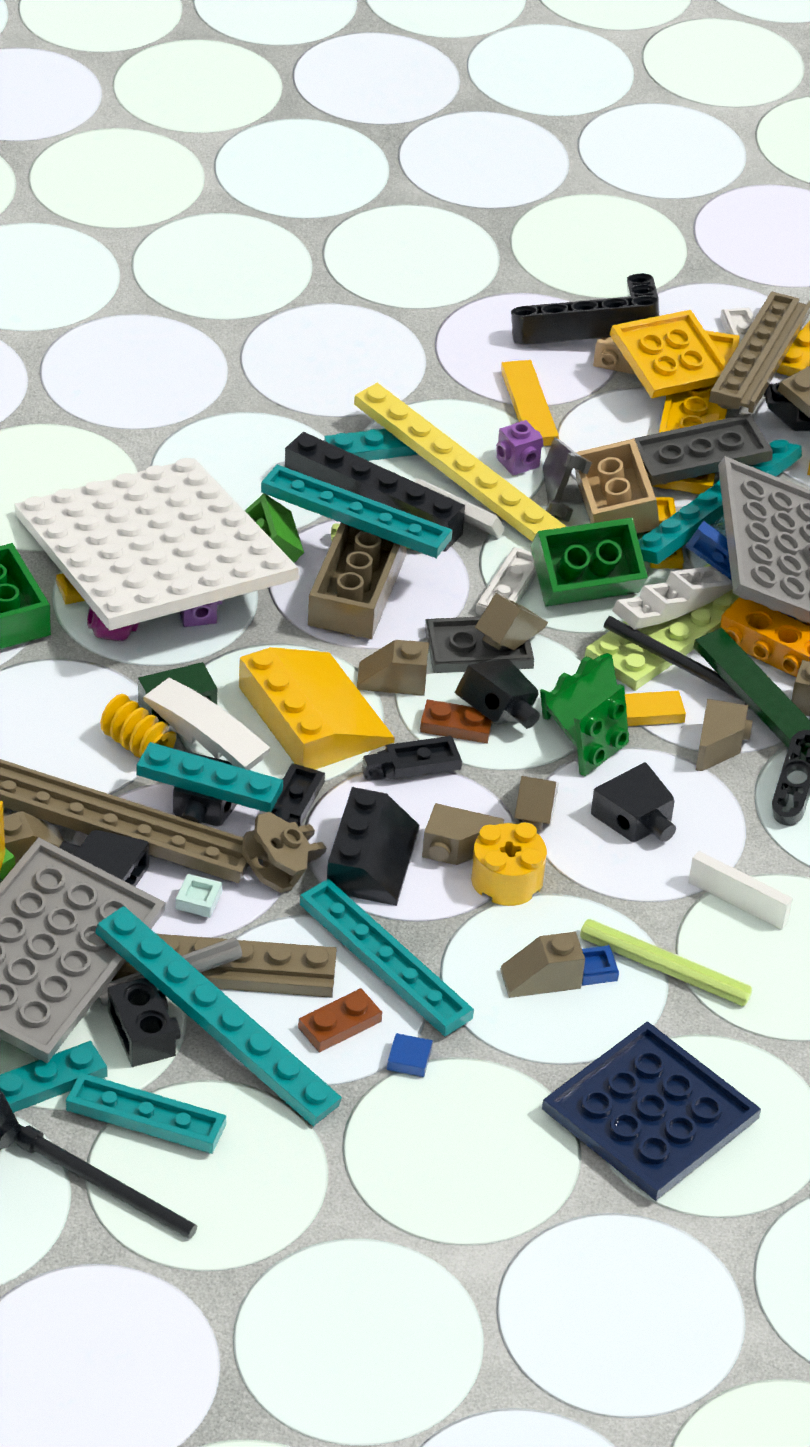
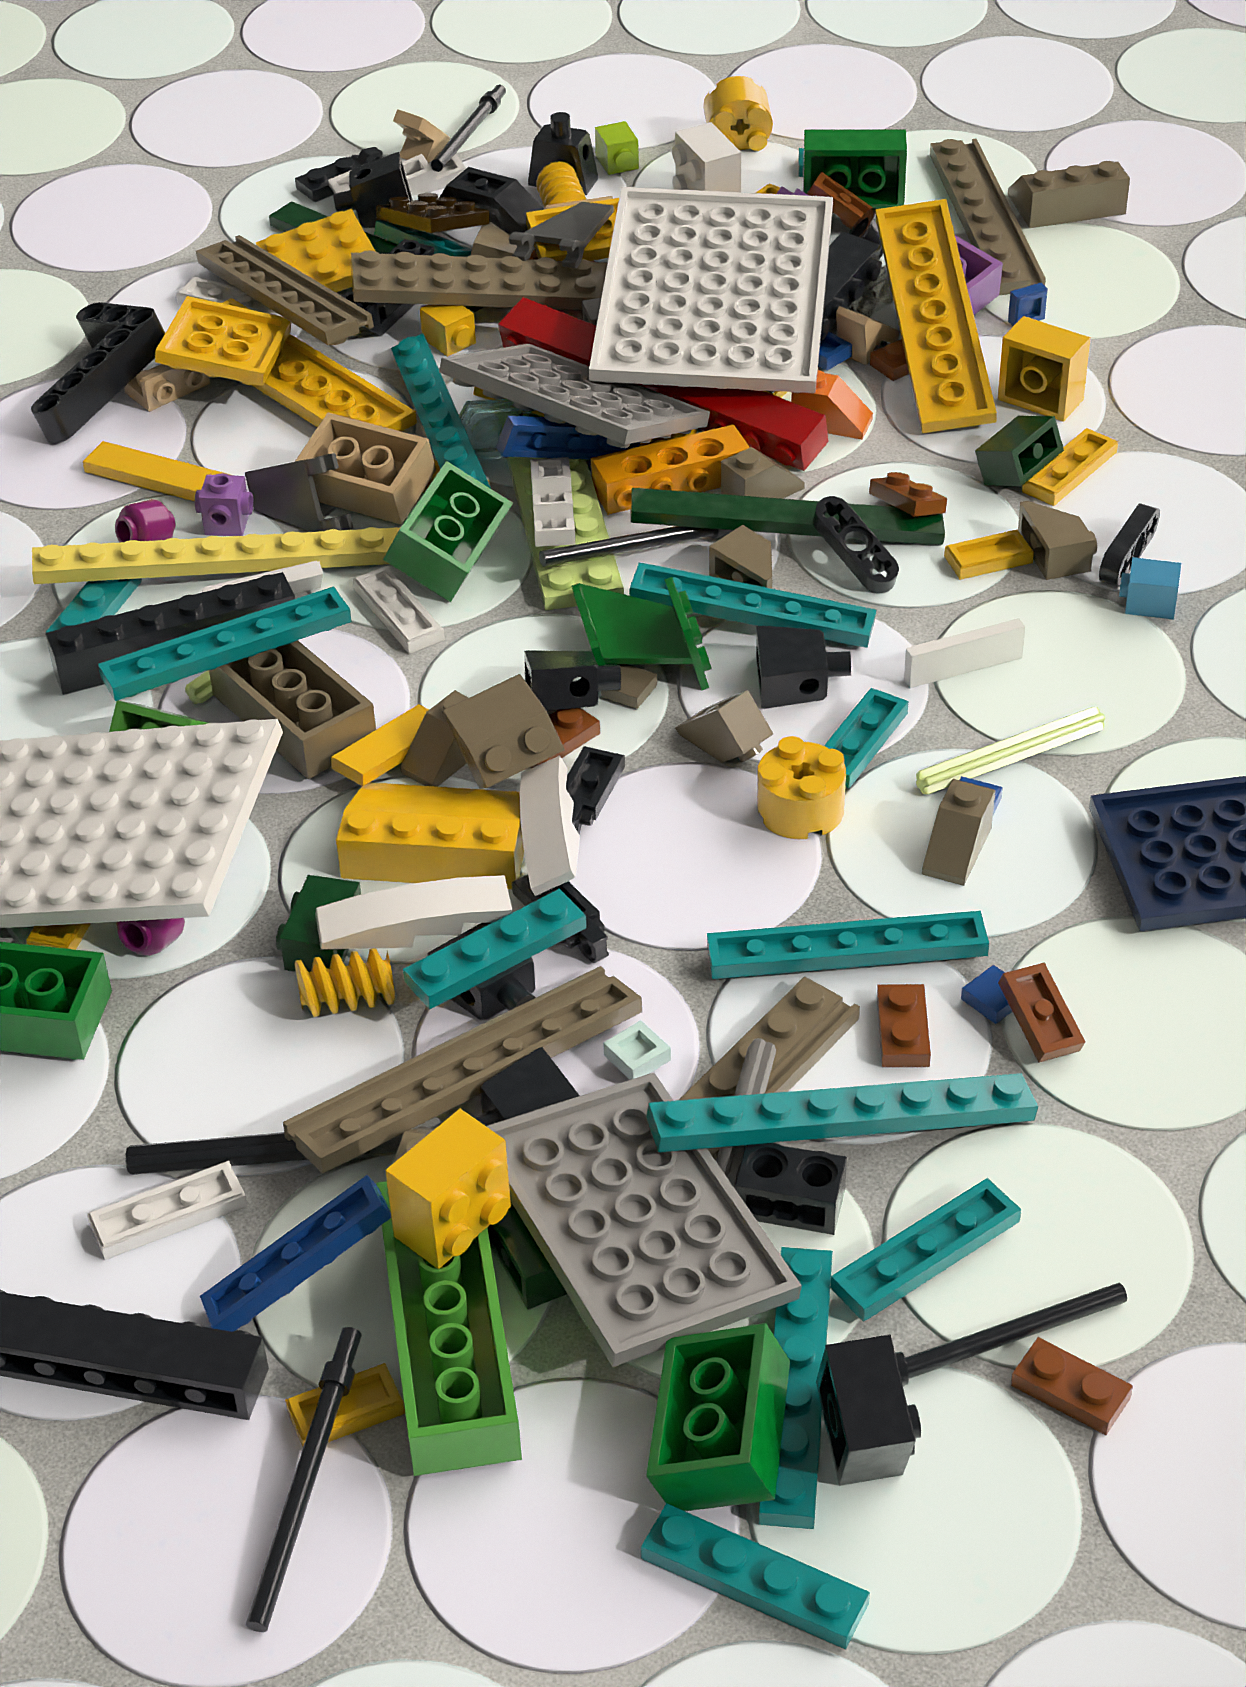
camera: 50 degrees left, 0 degrees up
(93, 1236) = (1072, 1385): none -> dark orange plate
(283, 851) = (640, 951): dark tan hinge -> none
(339, 752) = (547, 826): none -> white slope
(353, 640) = (379, 749): none -> yellow tile
(372, 847) = (681, 884): black slope -> none
(402, 1081) = (1041, 1012): none -> dark orange plate
(407, 683) = (502, 731): none -> dark tan slope
(453, 833) = (721, 809): dark tan slope -> none
(457, 643) = (462, 660): dark grey tile -> none
(463, 423) = (145, 522): none -> magenta head
(508, 623) = (477, 625): dark tan slope -> none
(544, 735) = (635, 686): none -> dark tan tile
(599, 873) = (867, 730): none -> teal plate
(678, 755) = (757, 604): none -> teal plate
(701, 447) = (377, 379): dark grey plate -> none

